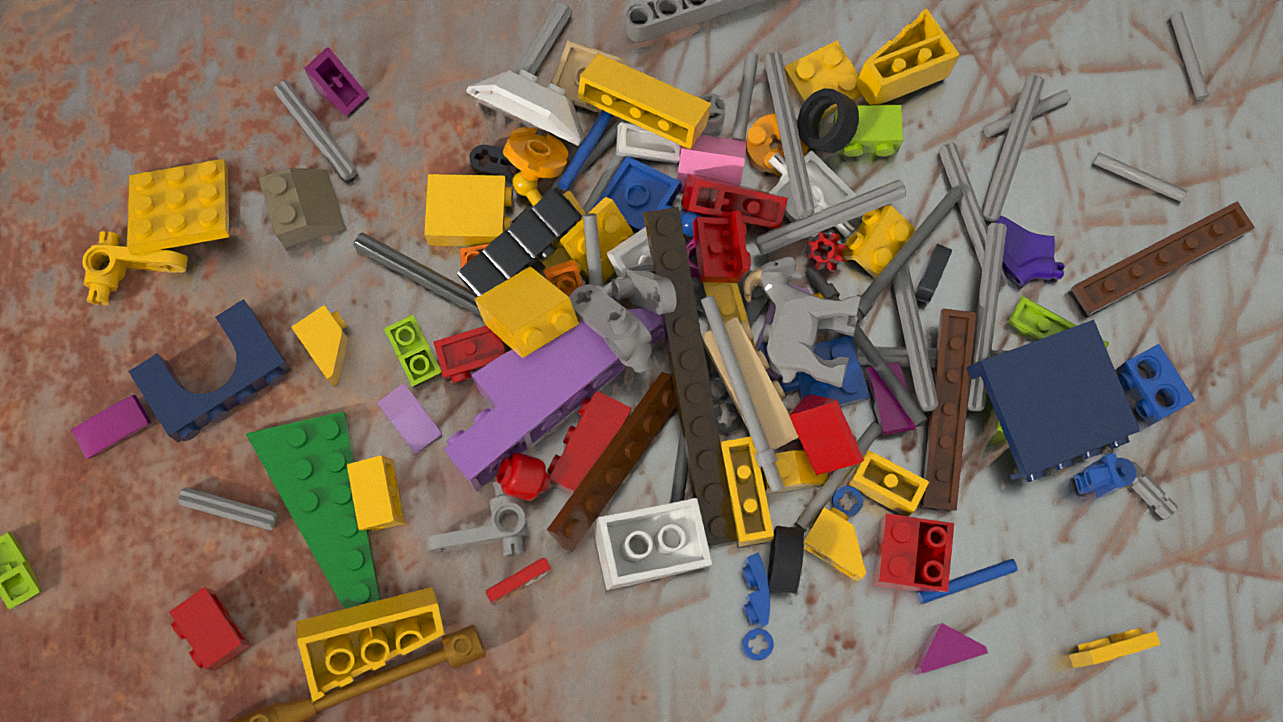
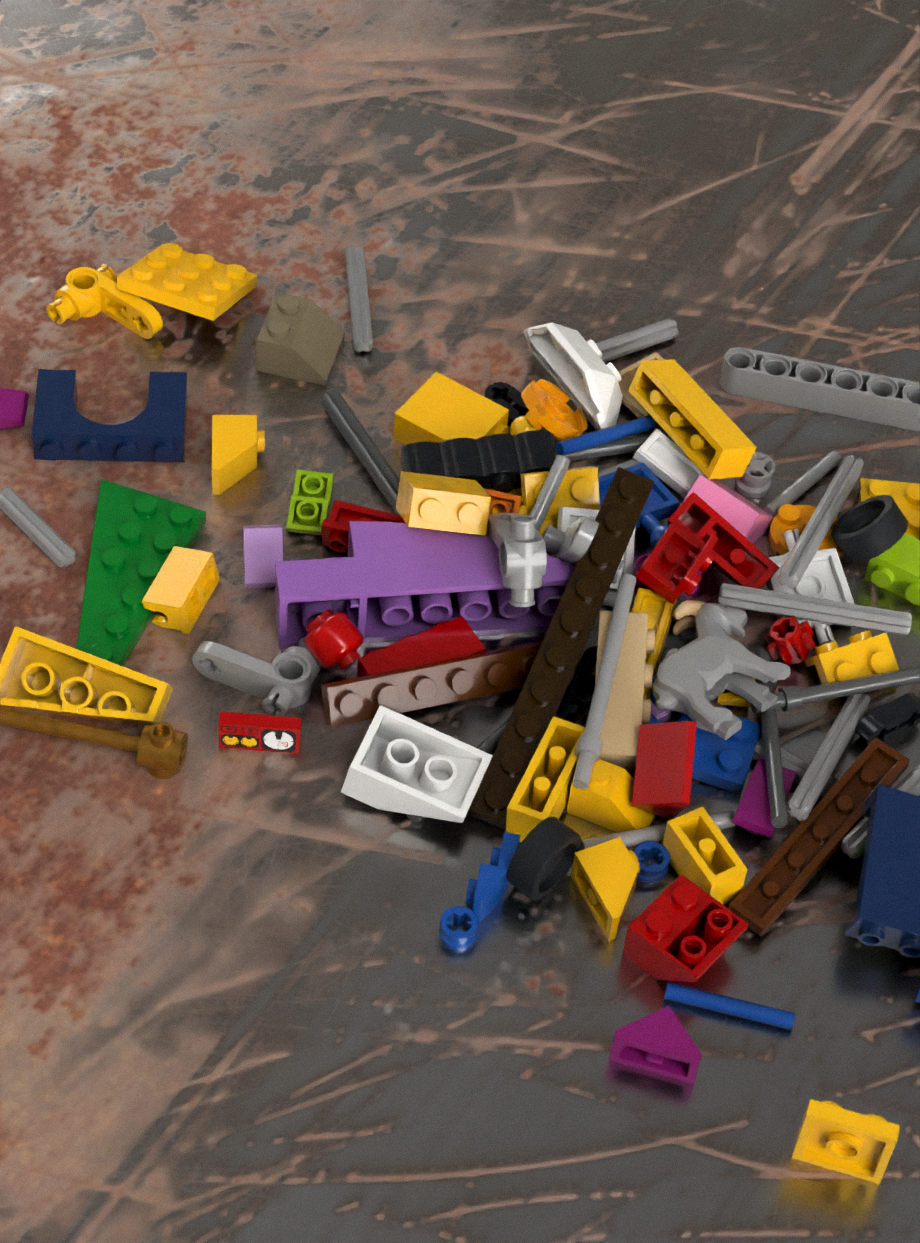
camera: 30 degrees right, 25 degrees down
(335, 82) = (406, 267): magenta slope -> none

